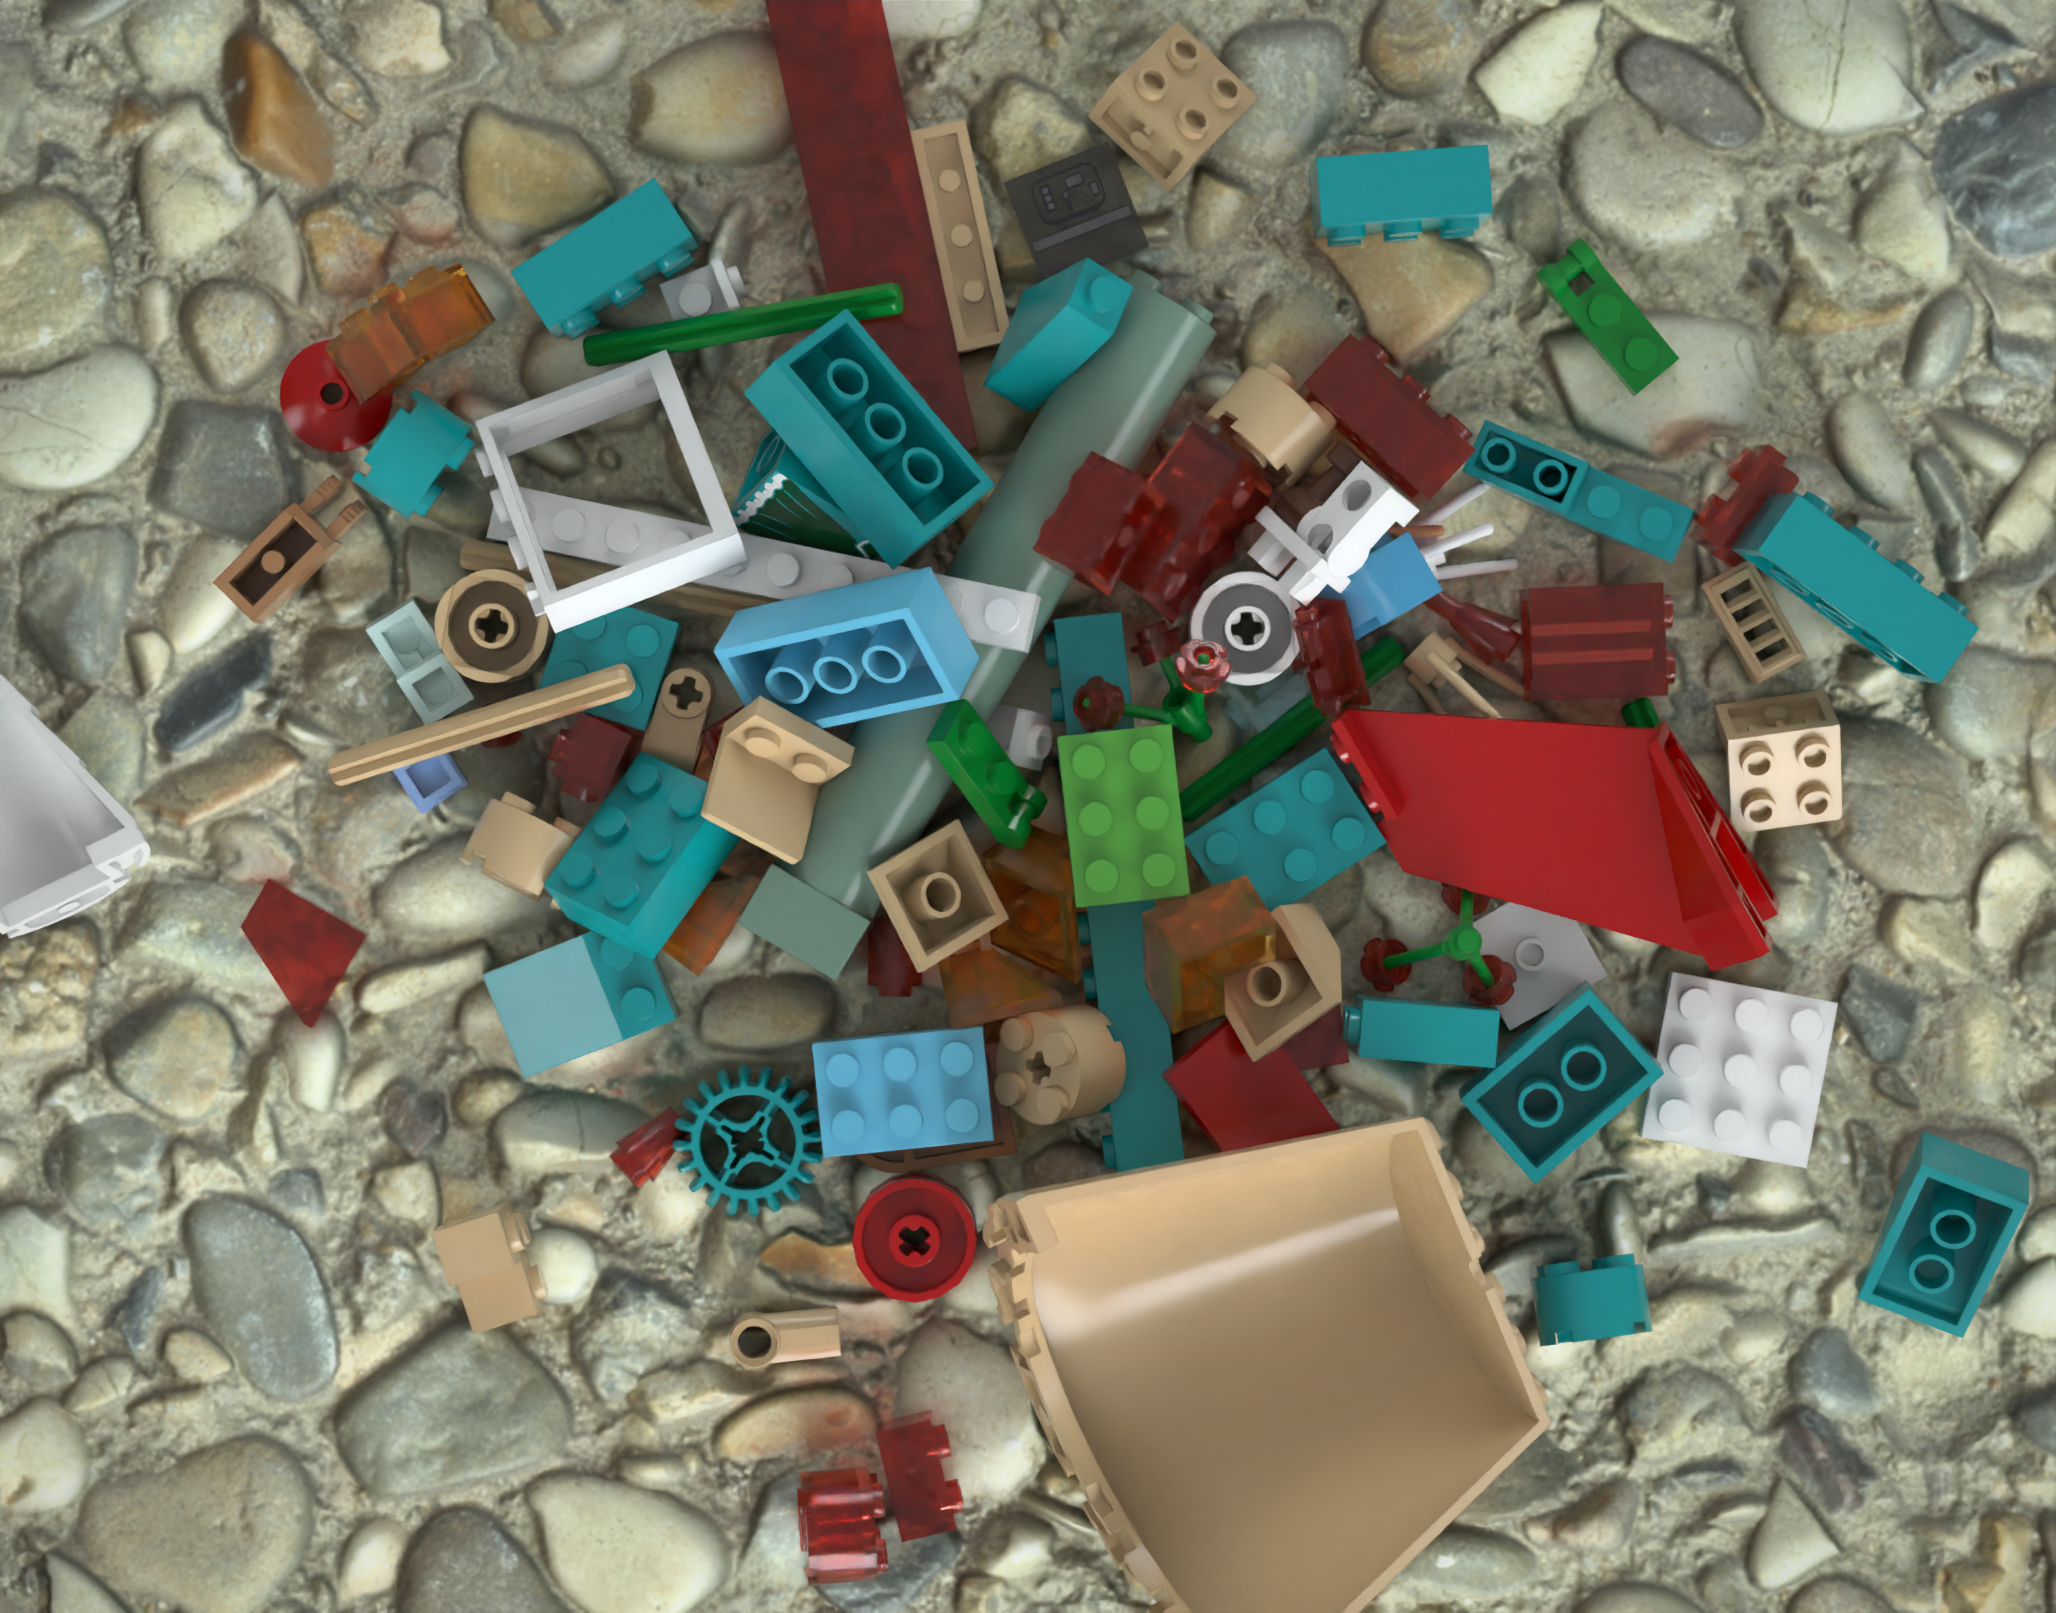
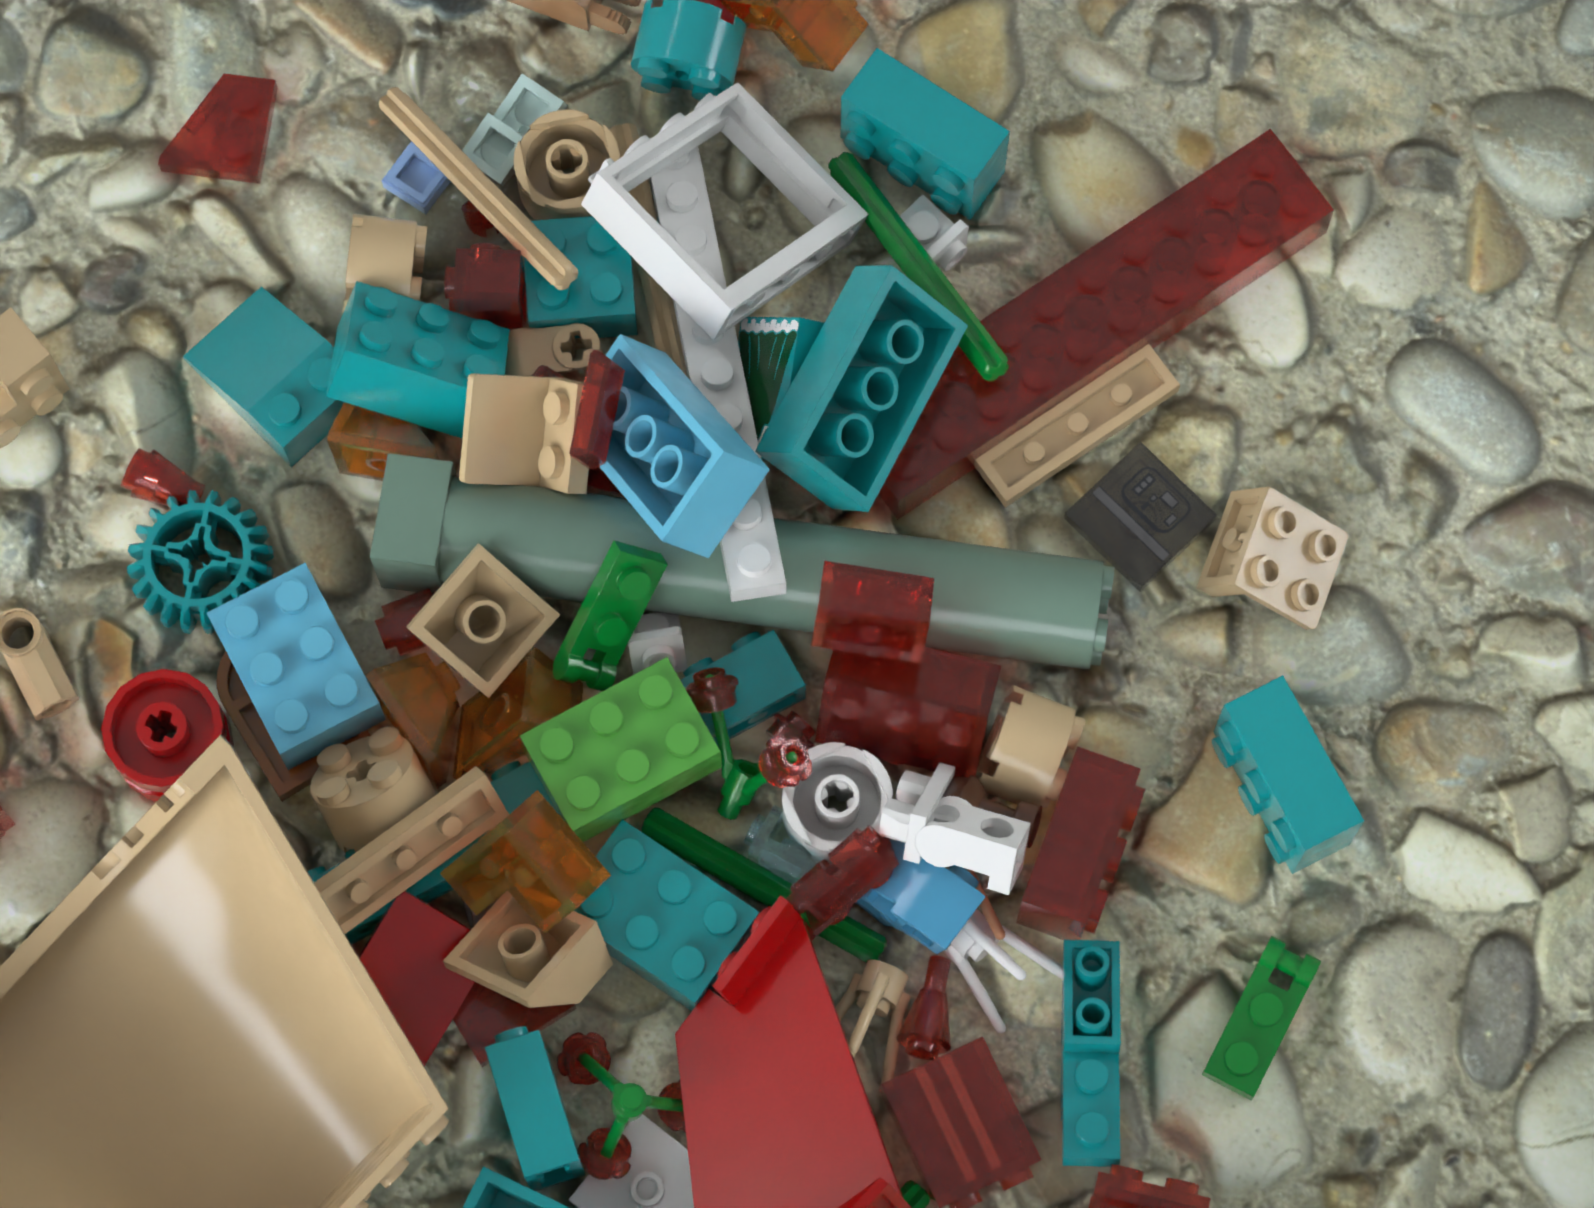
camera: 70 degrees right, 15 degrees down
(788, 705) = (596, 411): none -> clear red tile
(1056, 332) = (1026, 523): teal slope -> none
(1139, 1057) = (411, 849): none -> tan plate

